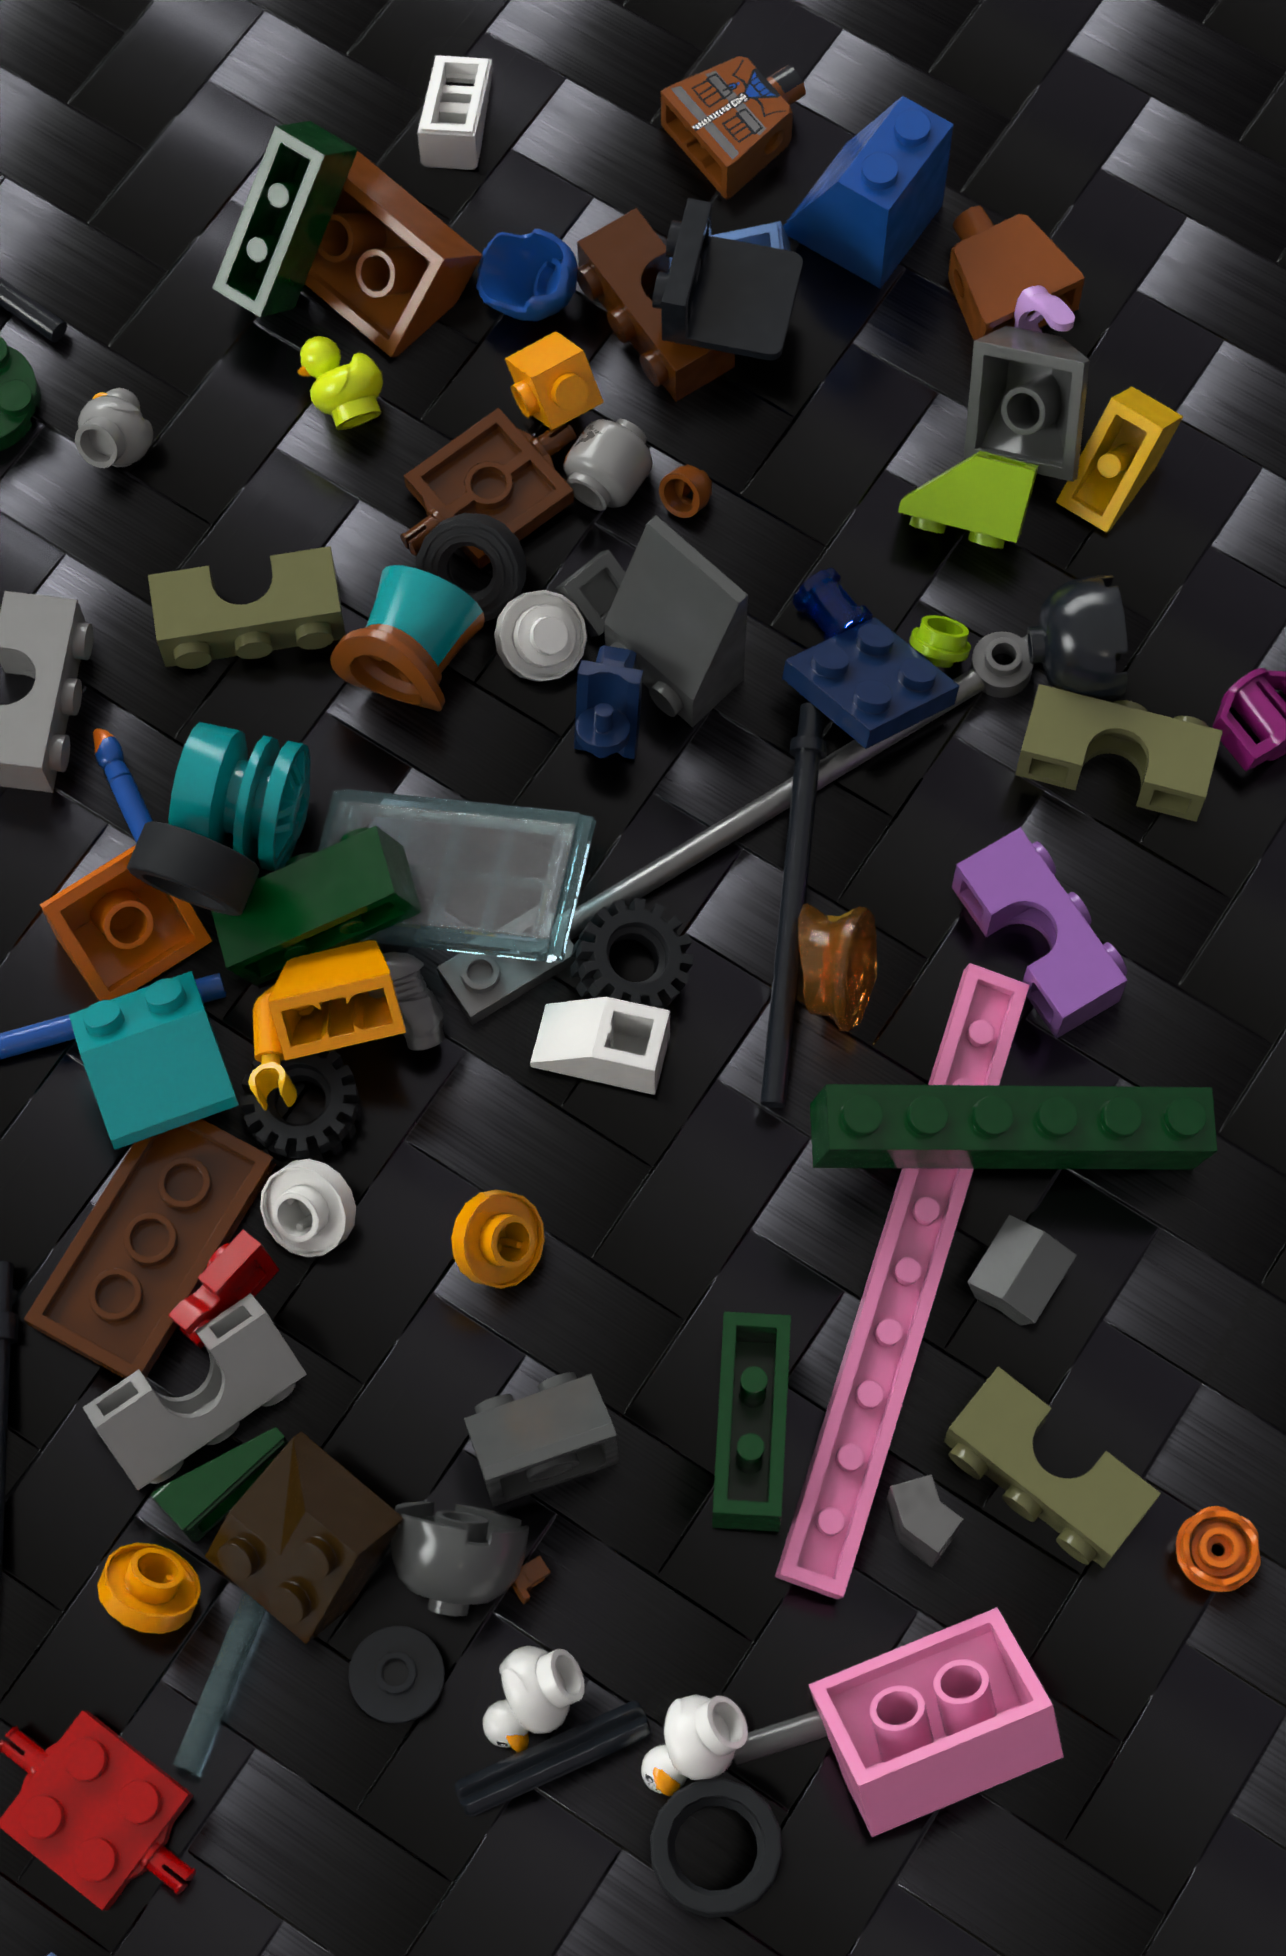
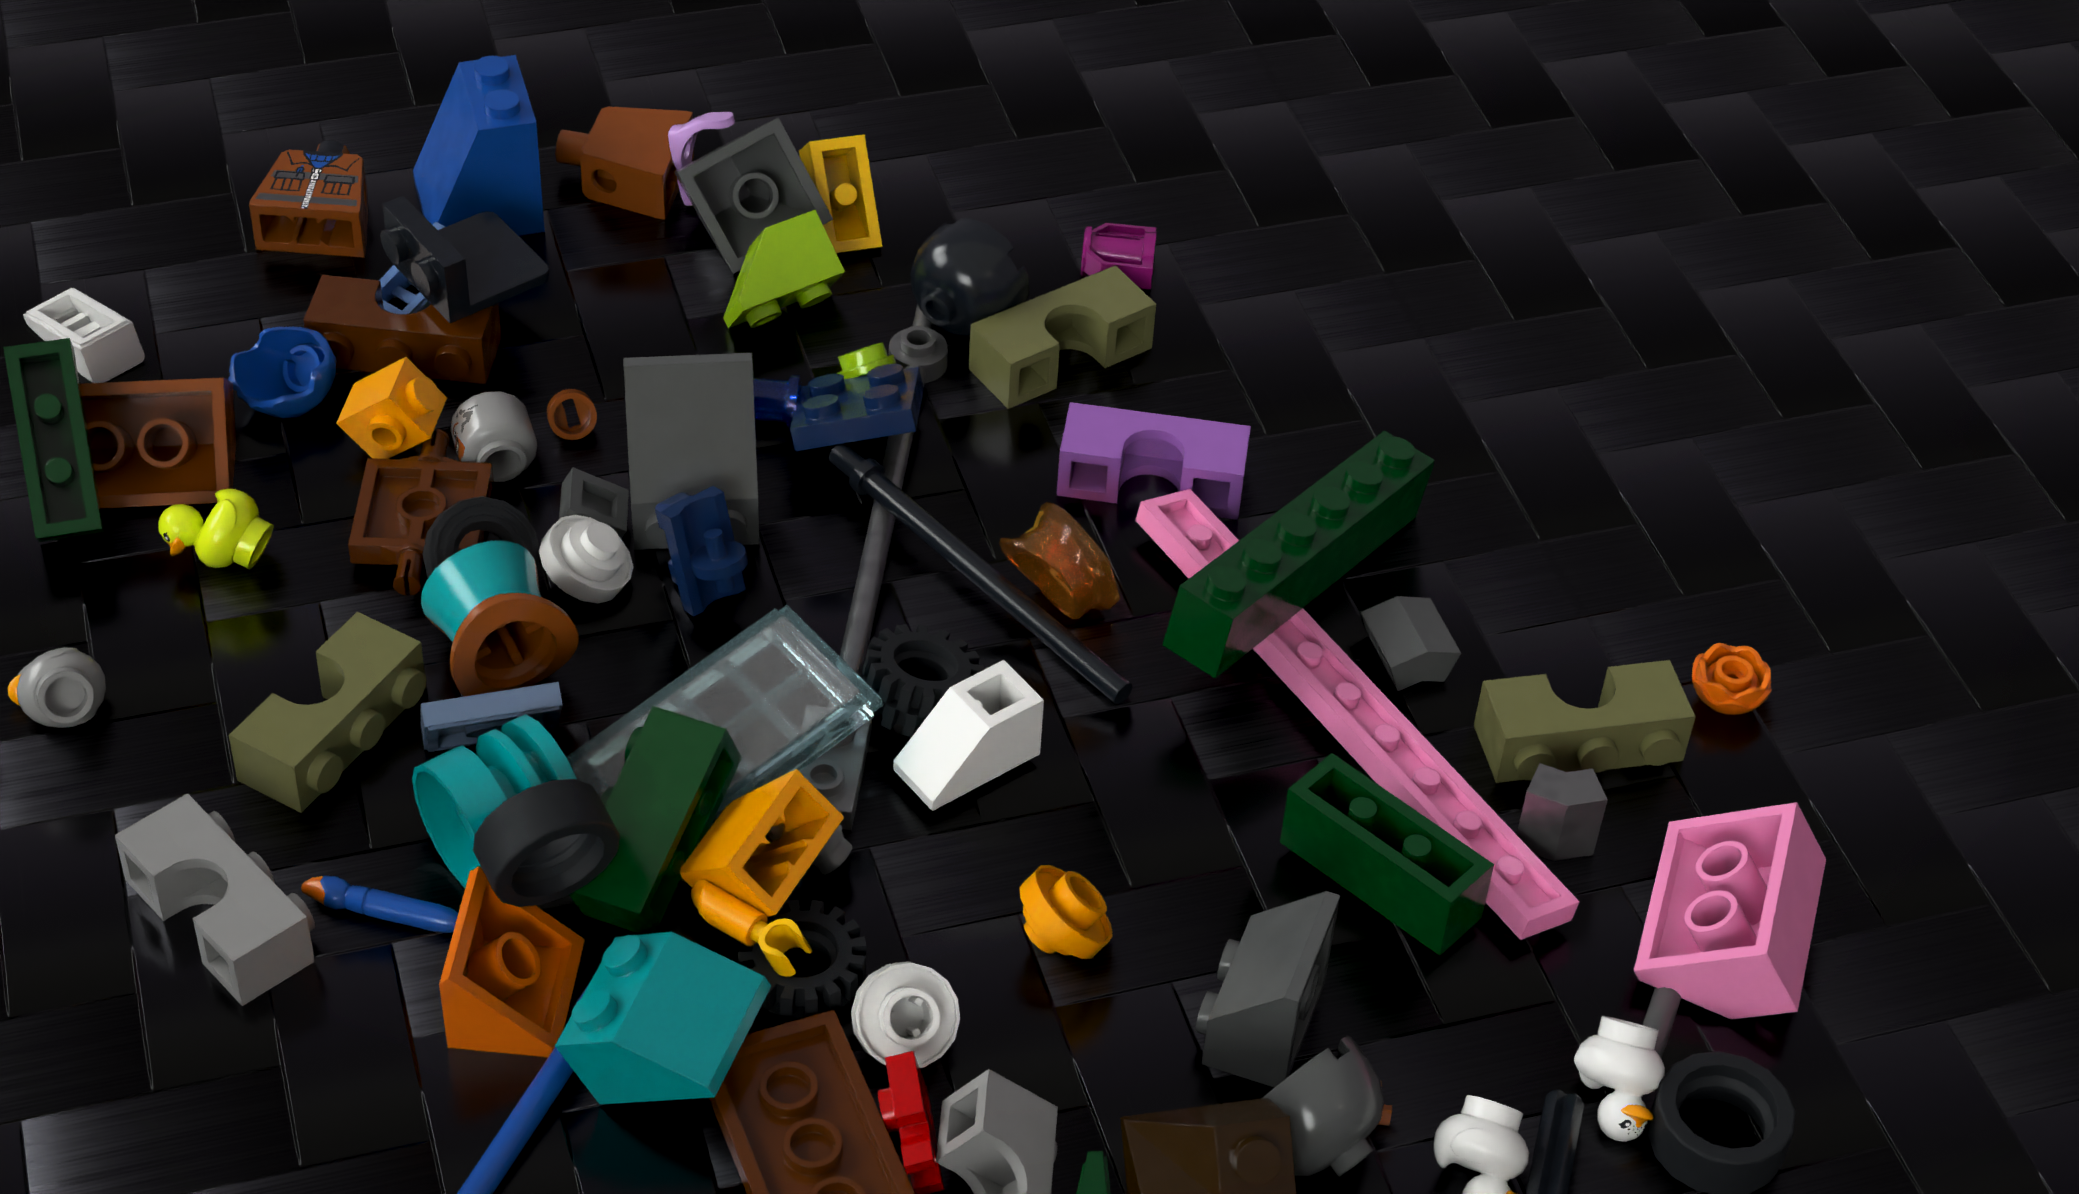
camera: 55 degrees left, 25 degrees down
(315, 717) = (463, 719): none -> sand blue tile

